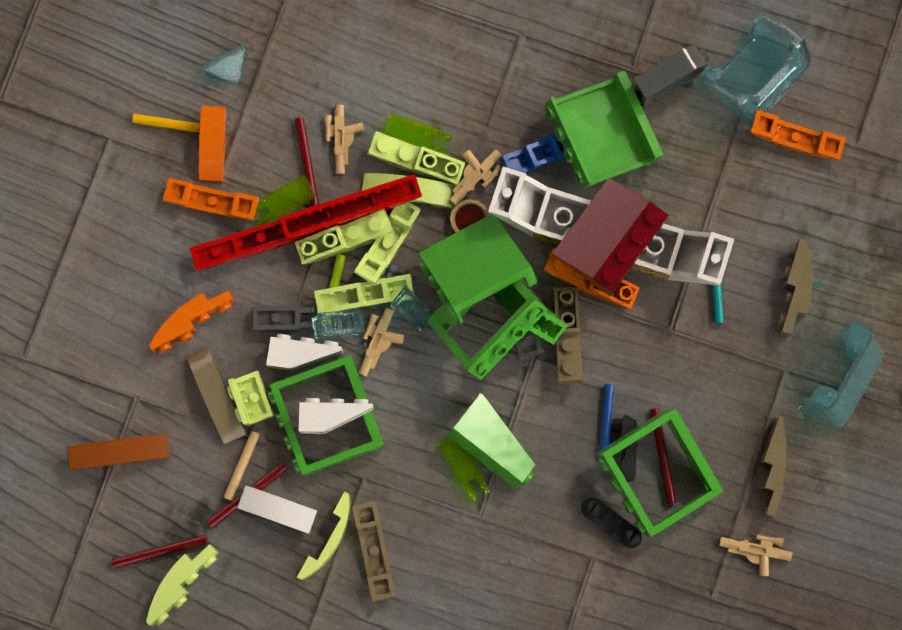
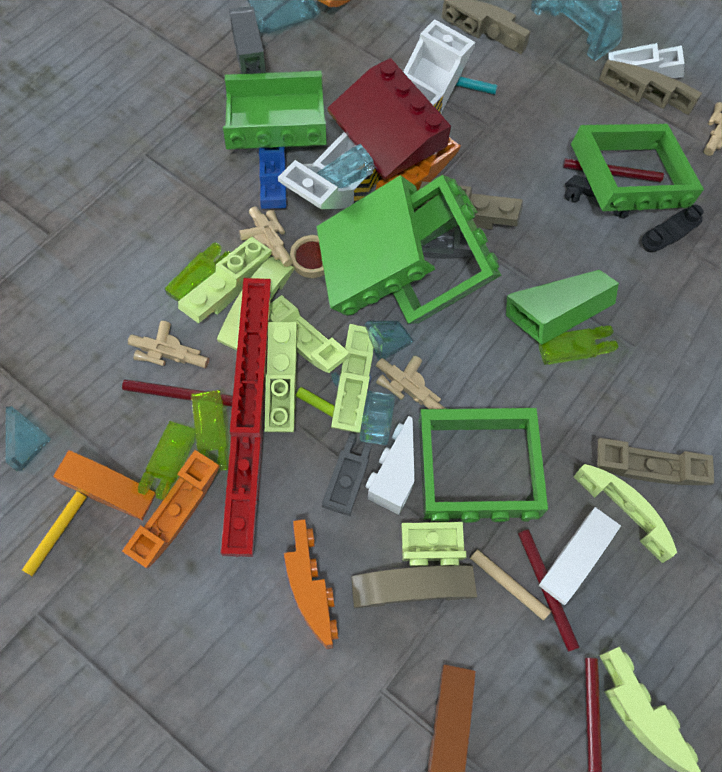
camera: 75 degrees left, 15 degrees down
(249, 179) = (168, 458): none -> clear neon green hinge
(325, 417) = (491, 454): white slope -> none
(544, 217) = (348, 167): none -> clear light blue slope
(606, 416) = (564, 204): blue bar -> none
(806, 459) = (664, 61): none -> white slope

